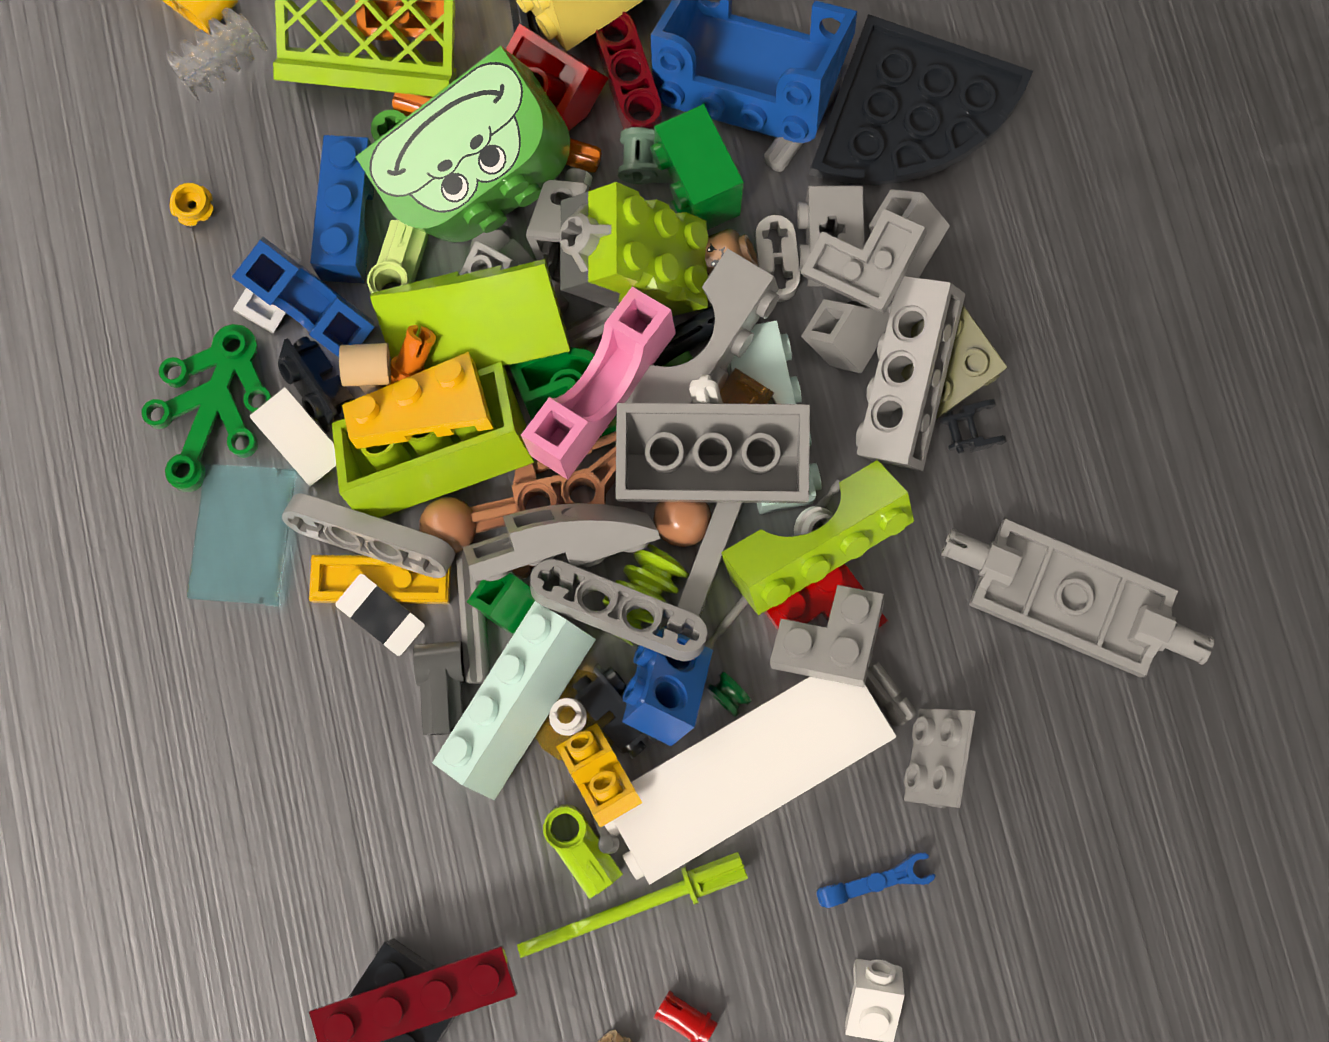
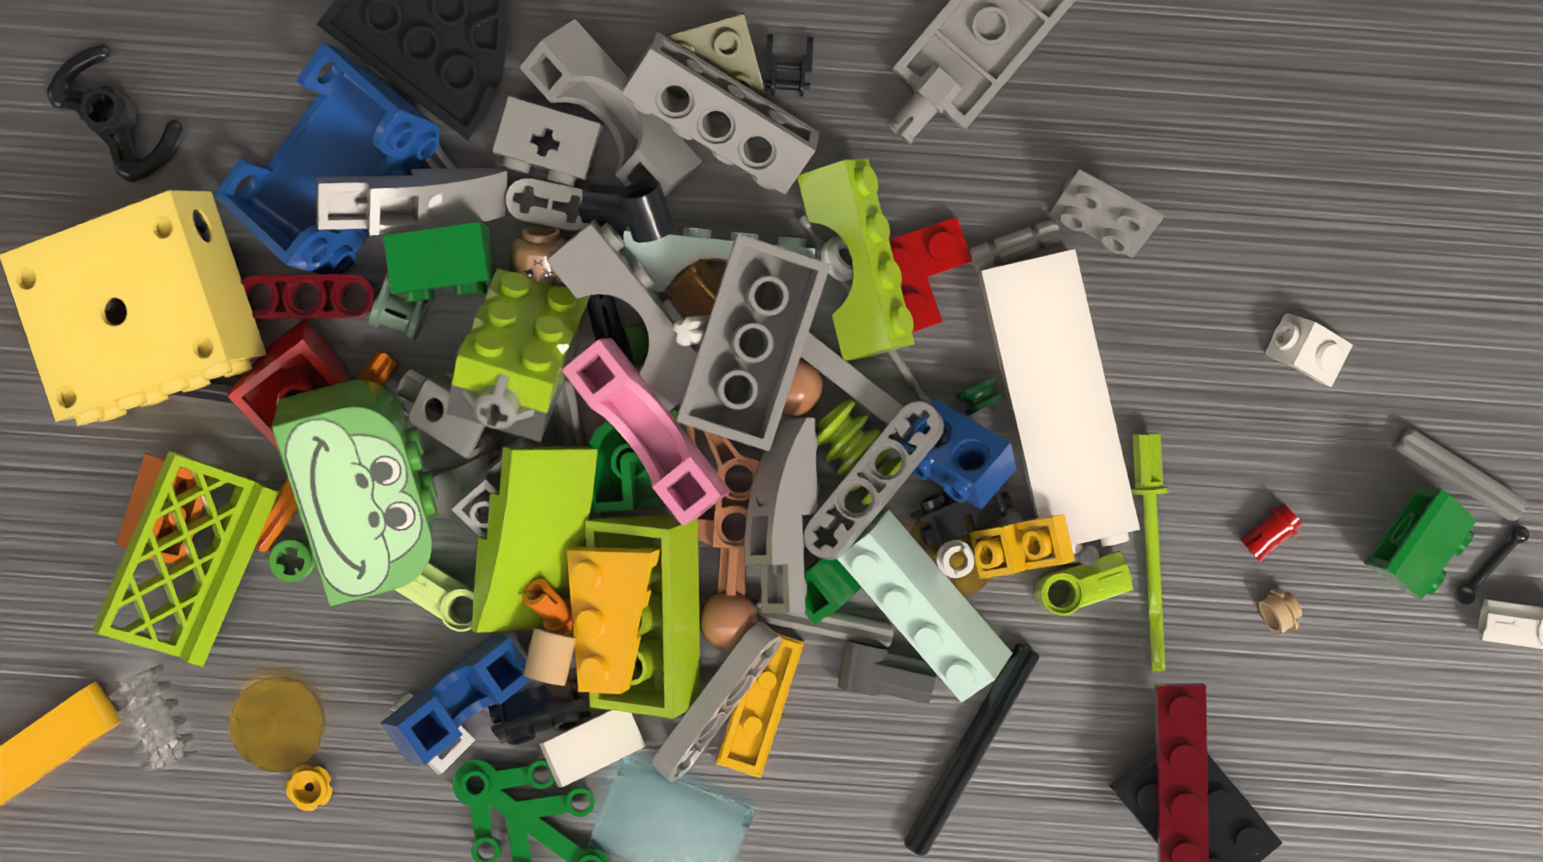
camera: 75 degrees left, 10 degrees up
(241, 162) = (277, 724): none -> clear yellow tile
(339, 225) = (367, 635): blue arch -> none
(380, 614) = (796, 712): sticker -> none
(390, 791) = (971, 750): none -> black axle
(741, 125) = (411, 202): none -> light grey slope
(797, 317) = (631, 208): none -> black piece
(835, 652) = (975, 277): light grey plate -> none
(871, 273) = (611, 122): light grey plate -> none
(874, 882) = (1200, 350): blue piece -> none

